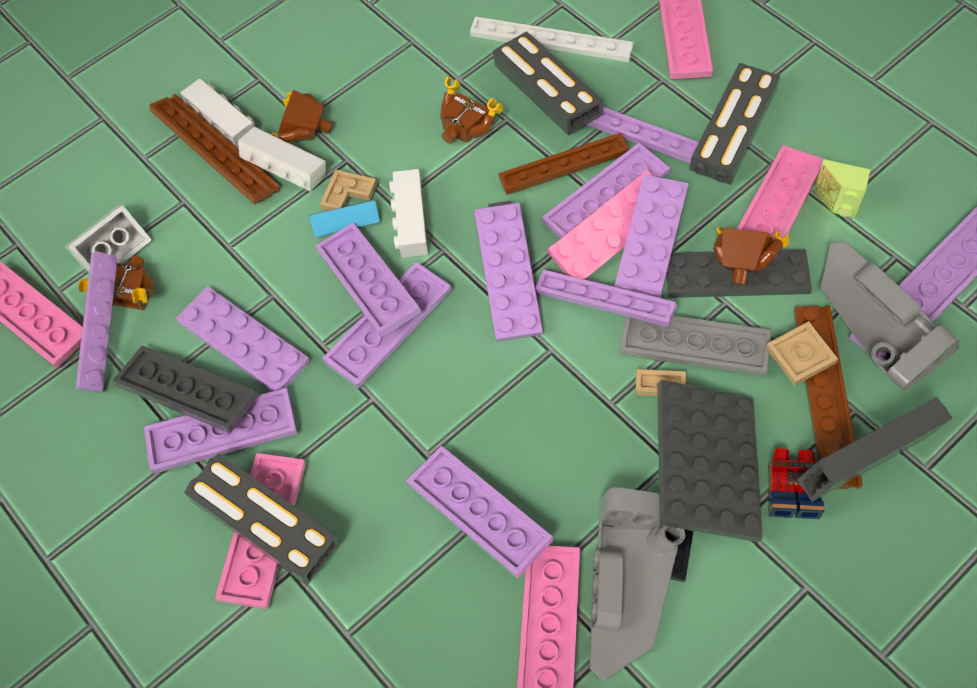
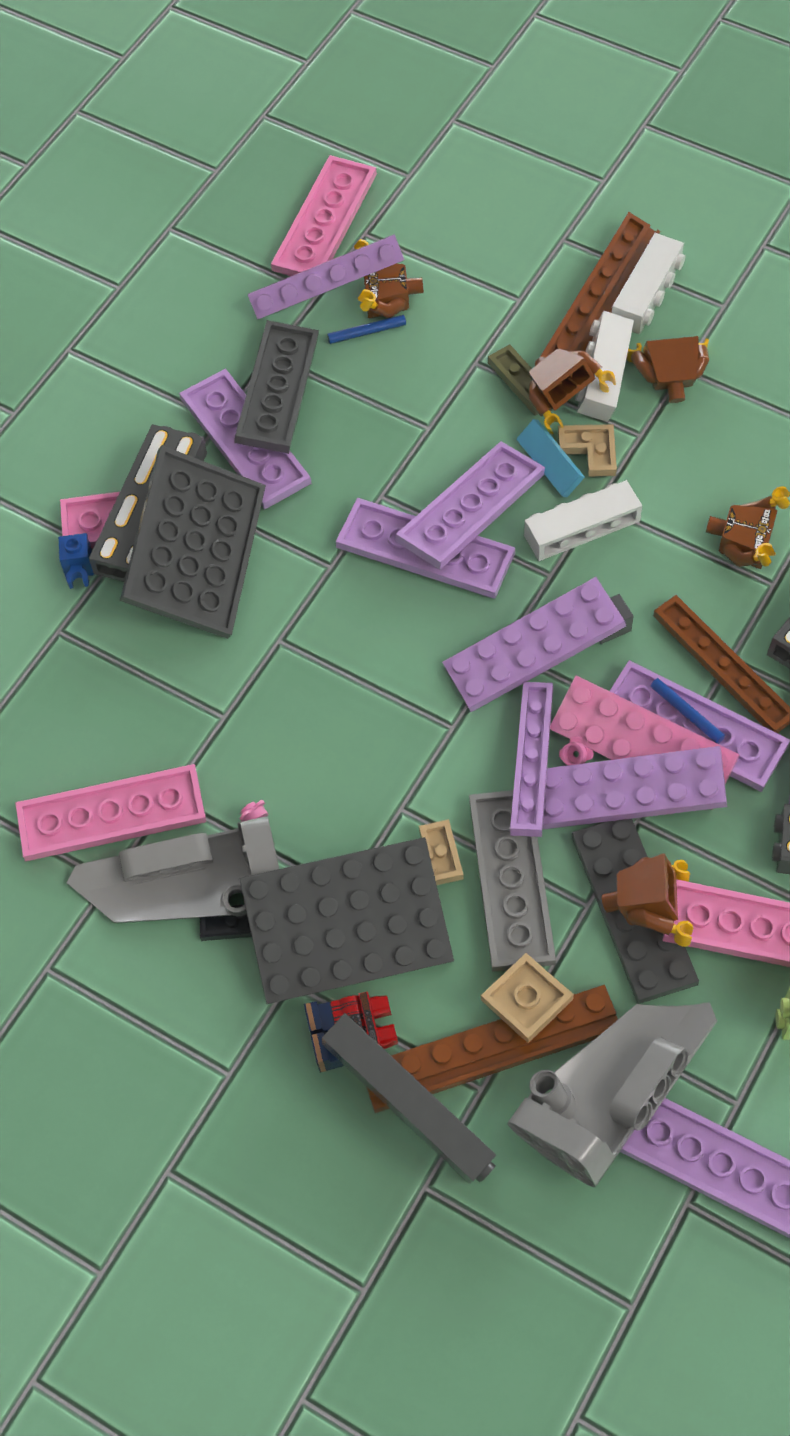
camera: 70 degrees right, 0 degrees up
(112, 234) = (436, 250): white slope -> none
(156, 313) = (366, 329): none -> blue bar
(242, 340) = (359, 419): lavender plate -> none
(263, 217) = (513, 372): none -> olive plate
(285, 597) = (74, 558): none -> blue brick
(287, 183) = (562, 377): none -> dark orange torso
(319, 488) = (193, 542): none -> dark grey plate
(480, 511) = (218, 705): lavender plate -> none
(588, 510) = (253, 811): none -> bright pink plate
(593, 194) = (687, 710): none -> blue bar
(611, 275) = (567, 752): none -> bright pink plate

